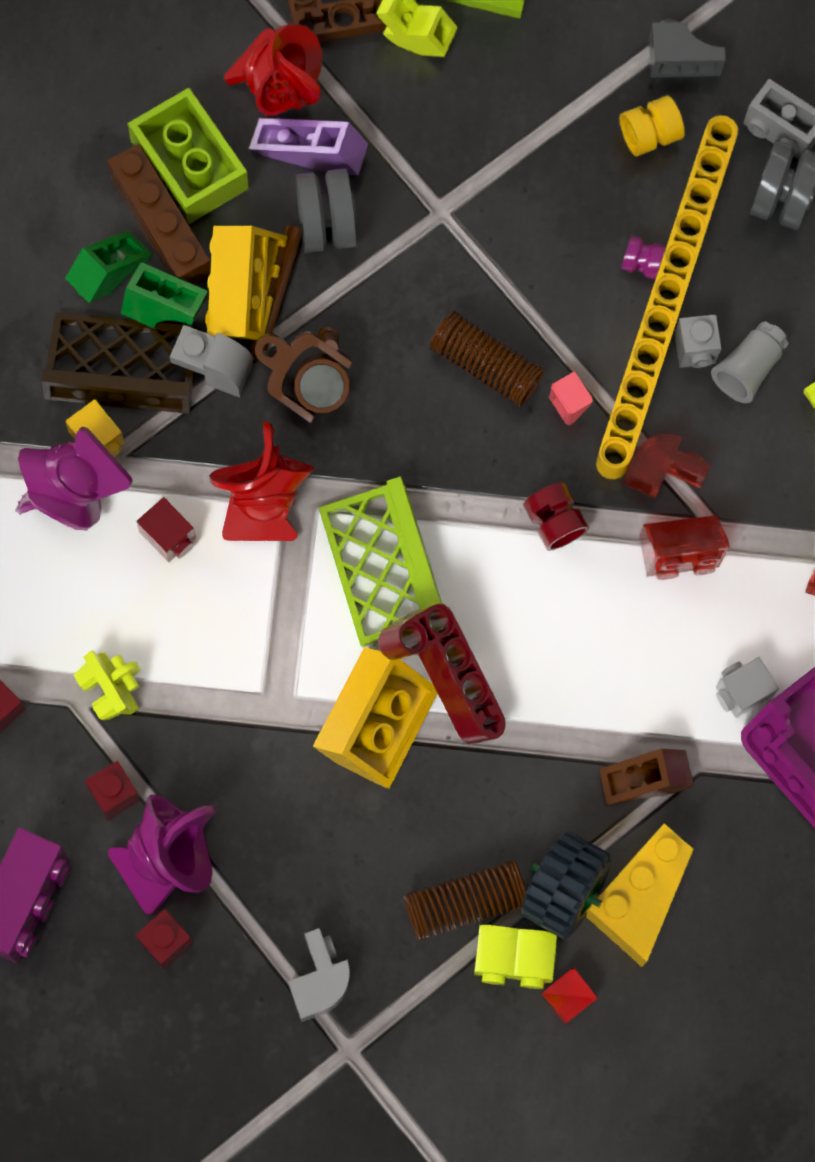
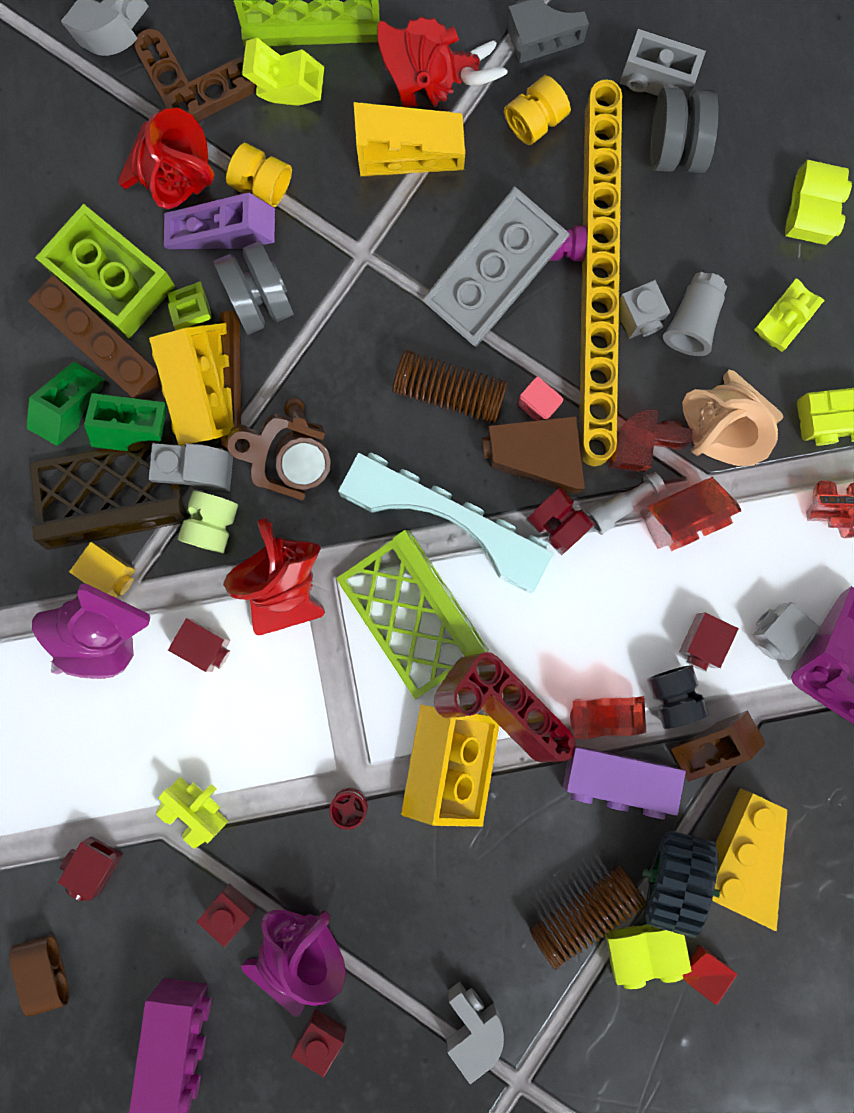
camera: 15 degrees left, 10 degrees up
(212, 414) = (207, 521): none -> yellowish green wheel
(257, 209) = (189, 306): none -> lime slope
(263, 720) = (347, 815): none -> dark red wheel
(360, 107) = (253, 173): none -> yellow wheel
(389, 435) = (380, 488): none -> light aqua arch
(516, 118) = (407, 140): none -> yellow wedge
(541, 782) = (624, 782): none -> medium lavender brick
(545, 715) = (608, 716): none -> clear red brick
(553, 445) = (538, 452): none -> reddish brown slope
(555, 47) = (422, 59): none -> red helmet
(565, 260) = (495, 266): none -> light grey tile
(620, 716) = (677, 696): none -> black wheel
(622, 520) = (621, 505): none -> light grey piece
(666, 674) = (708, 641): none -> dark red brick
(752, 470) = (732, 422): none -> light nougat helmet

